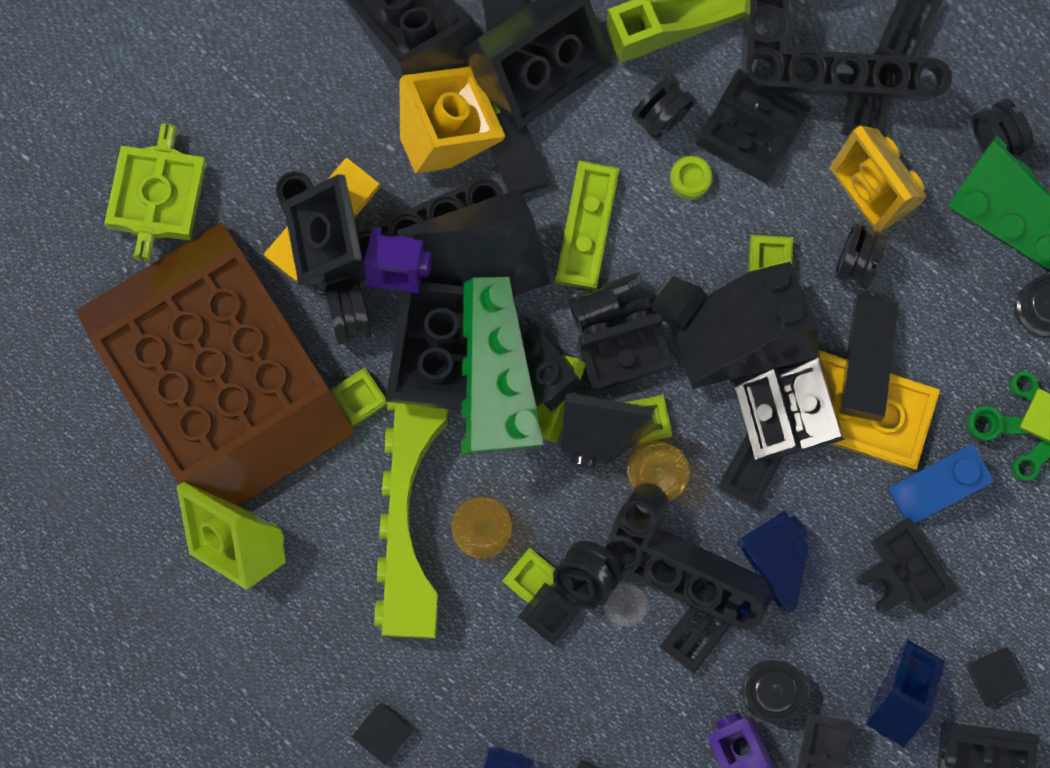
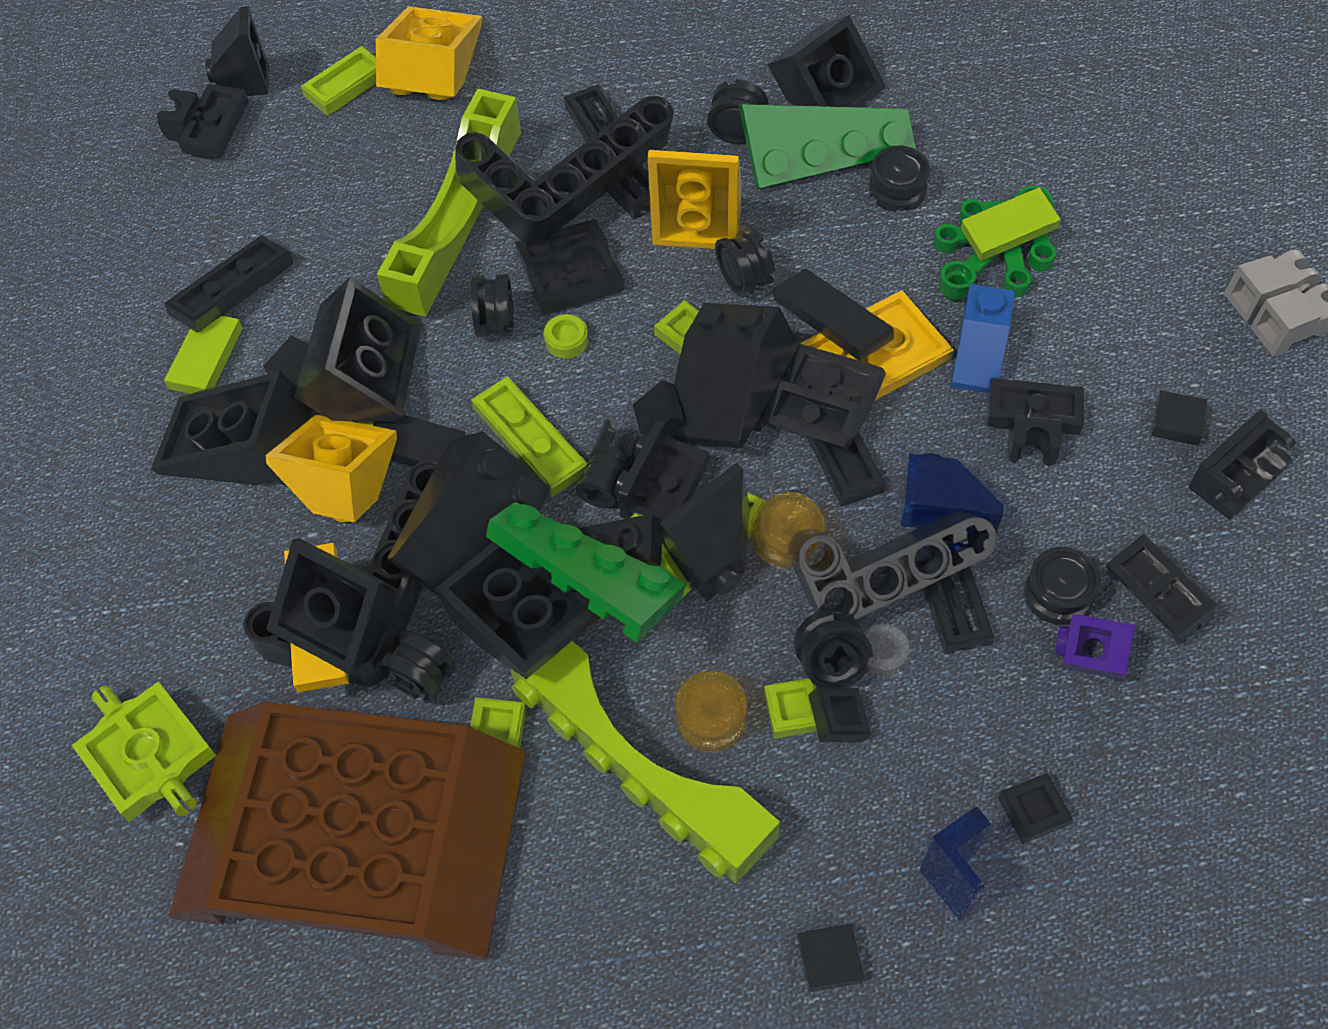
camera: 40 degrees left, 20 degrees down
(230, 537) = (513, 938): lime slope -> none
(396, 262) = (415, 576): dark purple brick -> none
(906, 694) = (1147, 488): clear blue slope -> none

